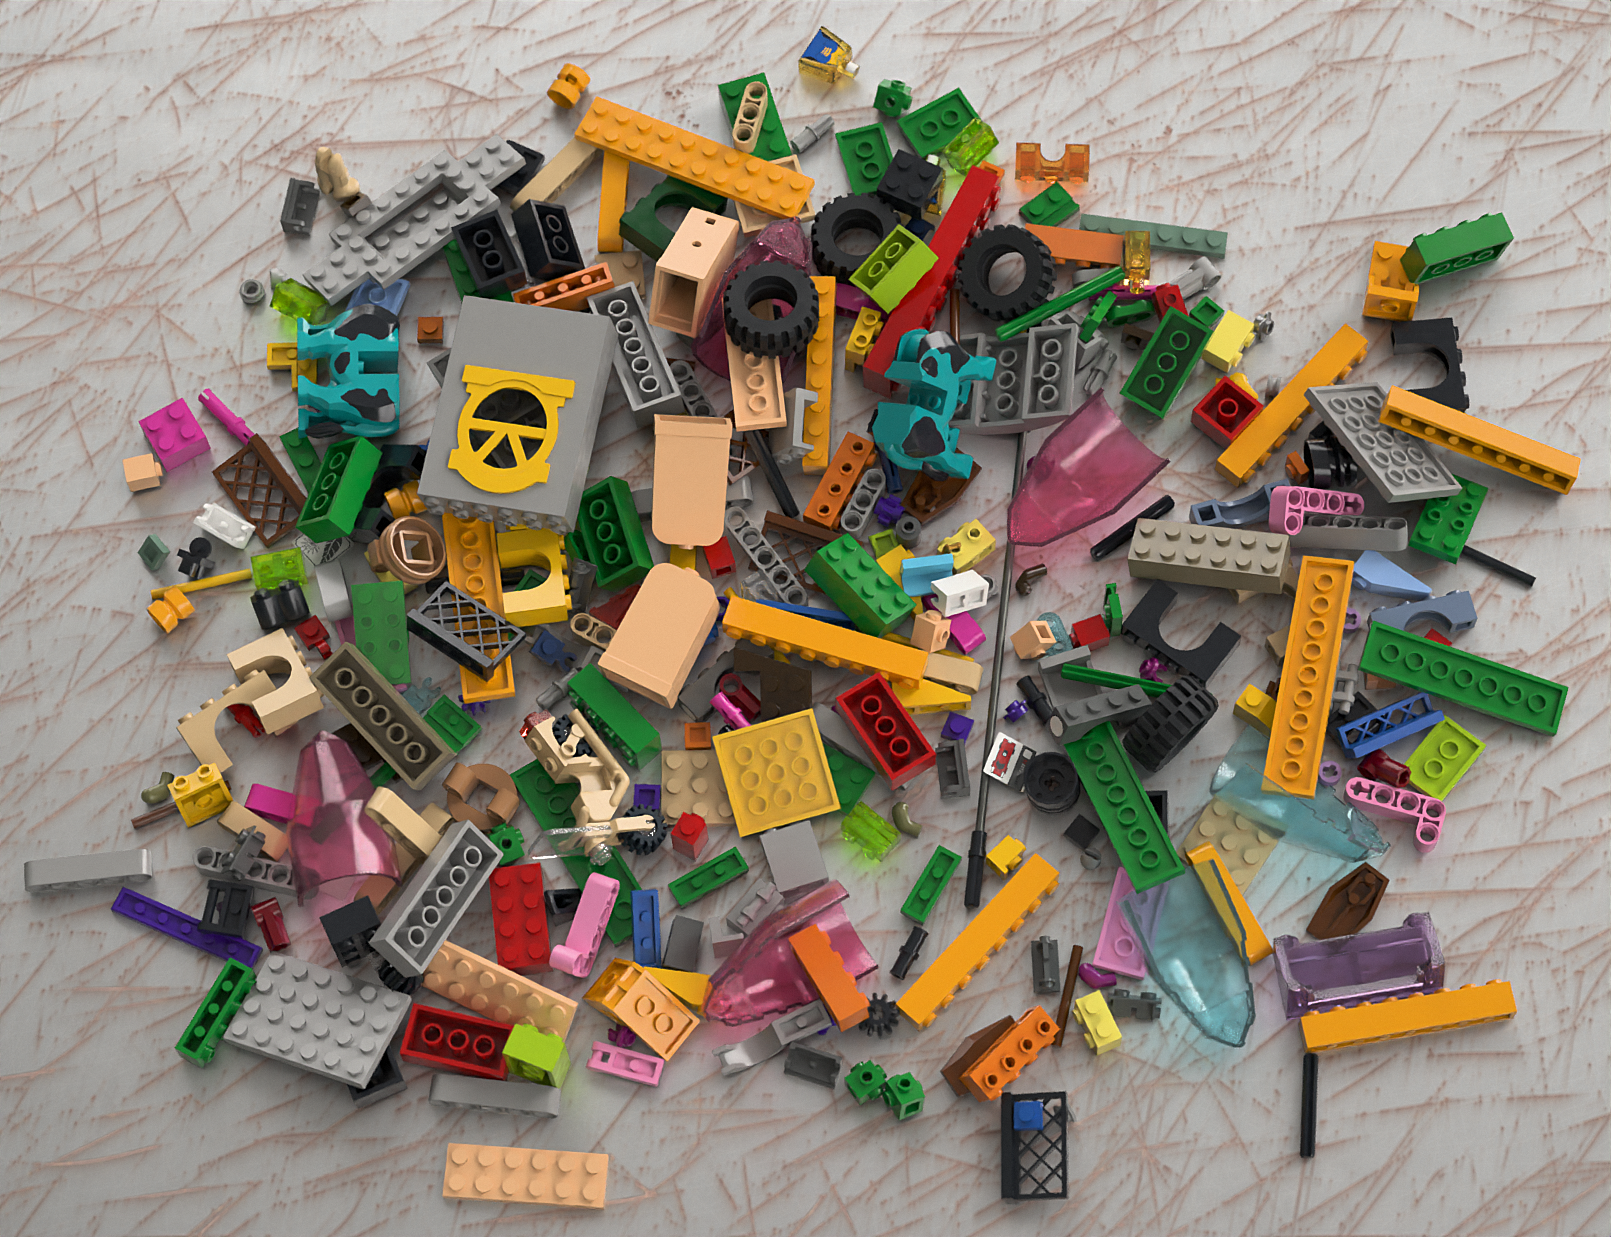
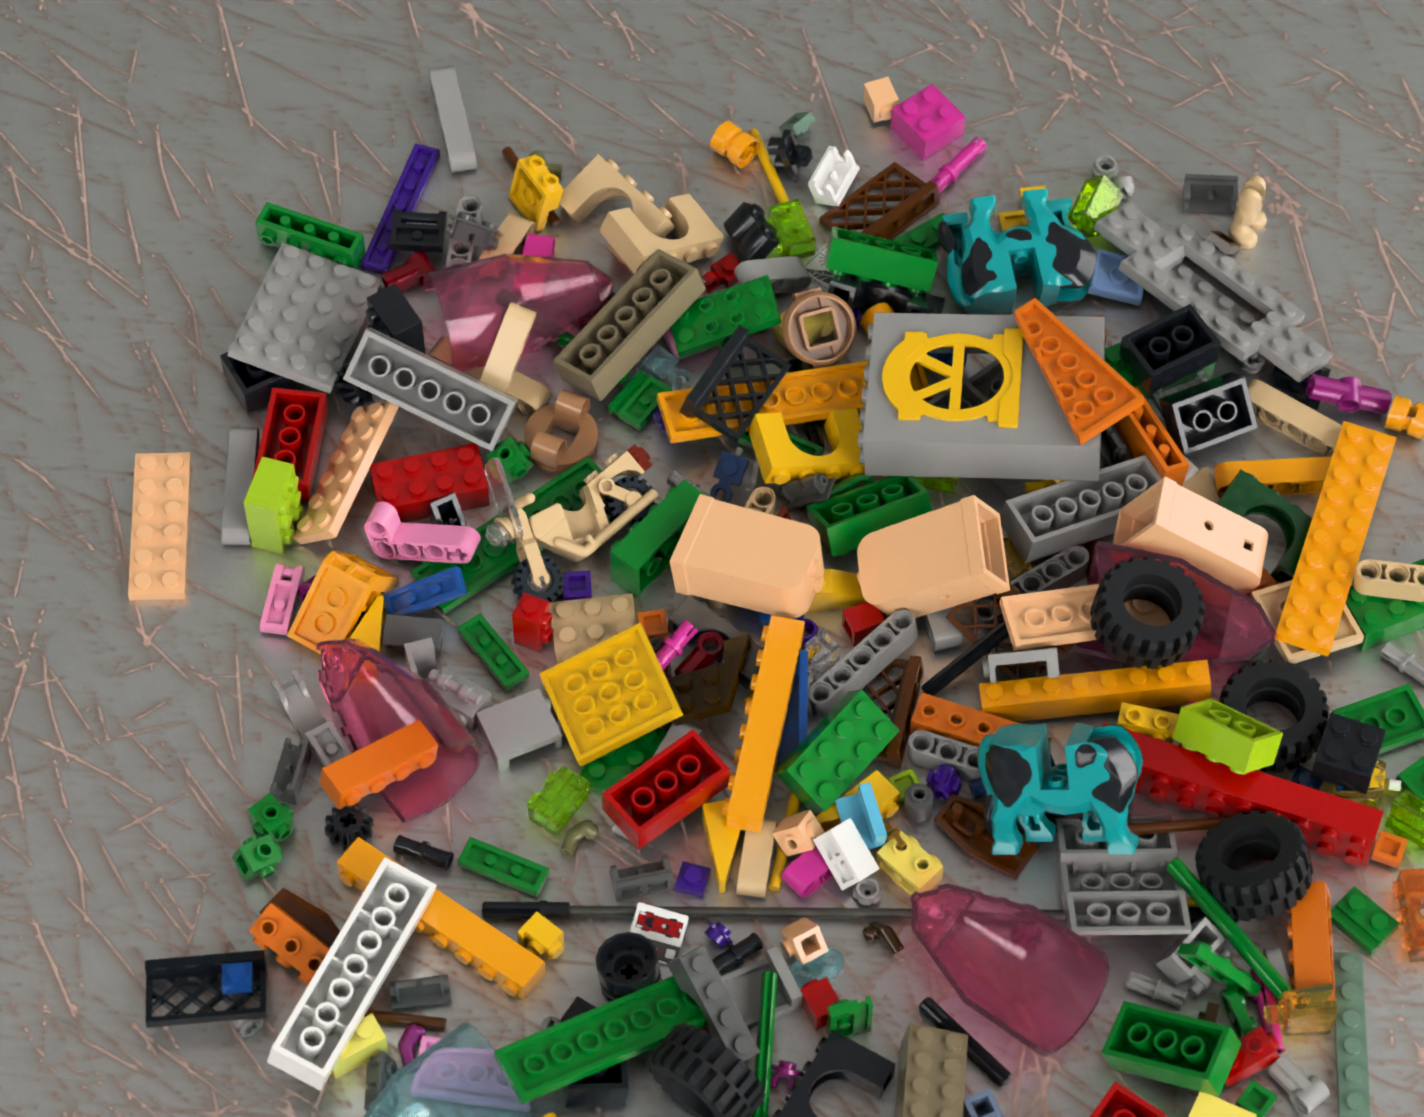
camera: 80 degrees right, 10 degrees down
(540, 128) = (1348, 394): none -> magenta piece
(540, 319) = (1080, 380): none -> orange wing
(1048, 1006) = (351, 974): none -> white brick

